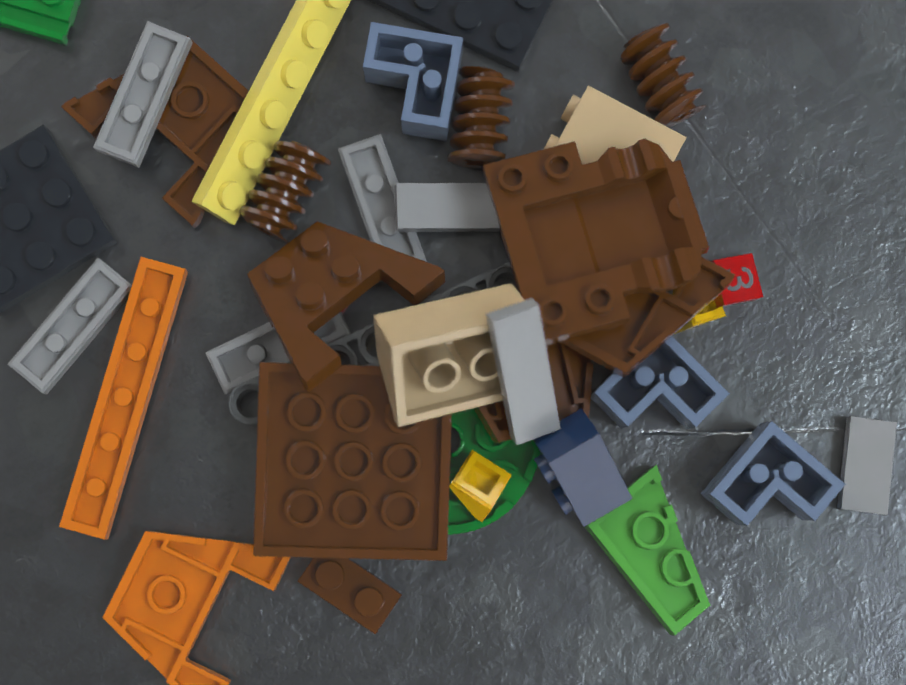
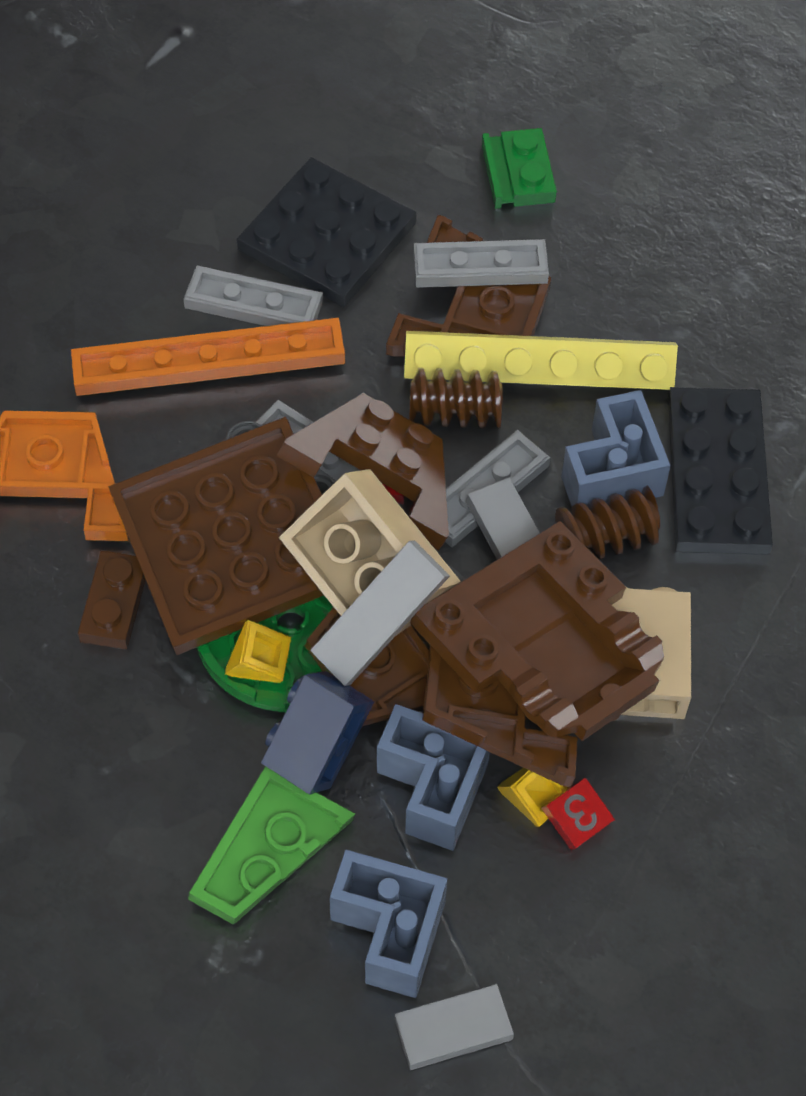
camera: 70 degrees right, 25 degrees down
(661, 76) = (739, 662): reddish brown piece -> none

